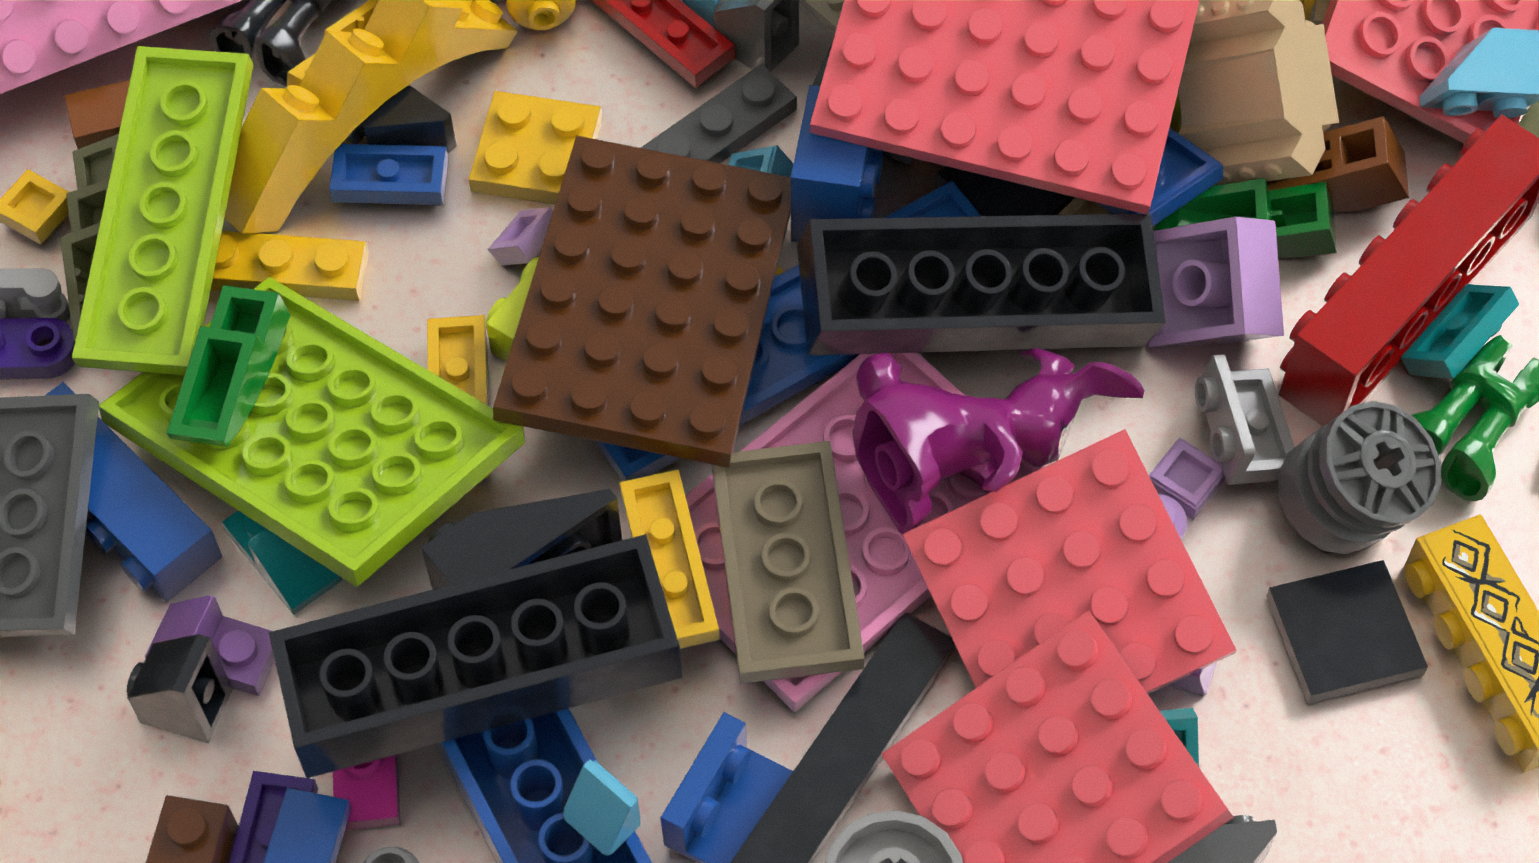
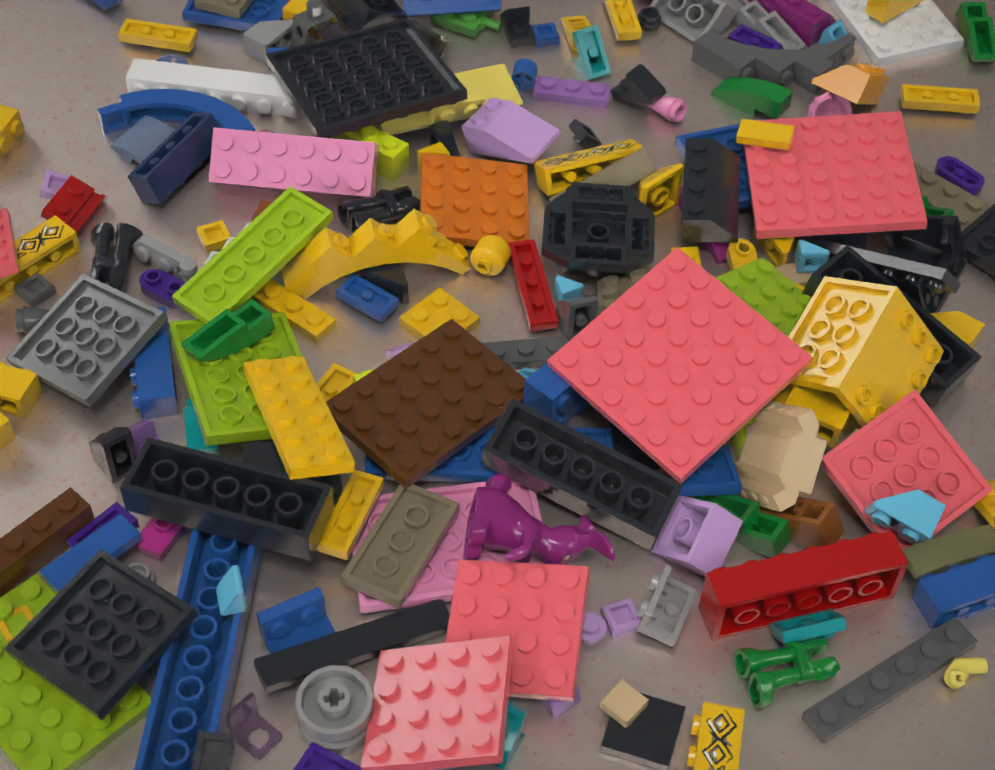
camera: 30 degrees right, 10 degrees down
(479, 449) = (298, 418): none -> yellow plate
(1300, 610) = (623, 703): none -> tan tile
(1359, 478) = (683, 670): dark grey wheel -> none

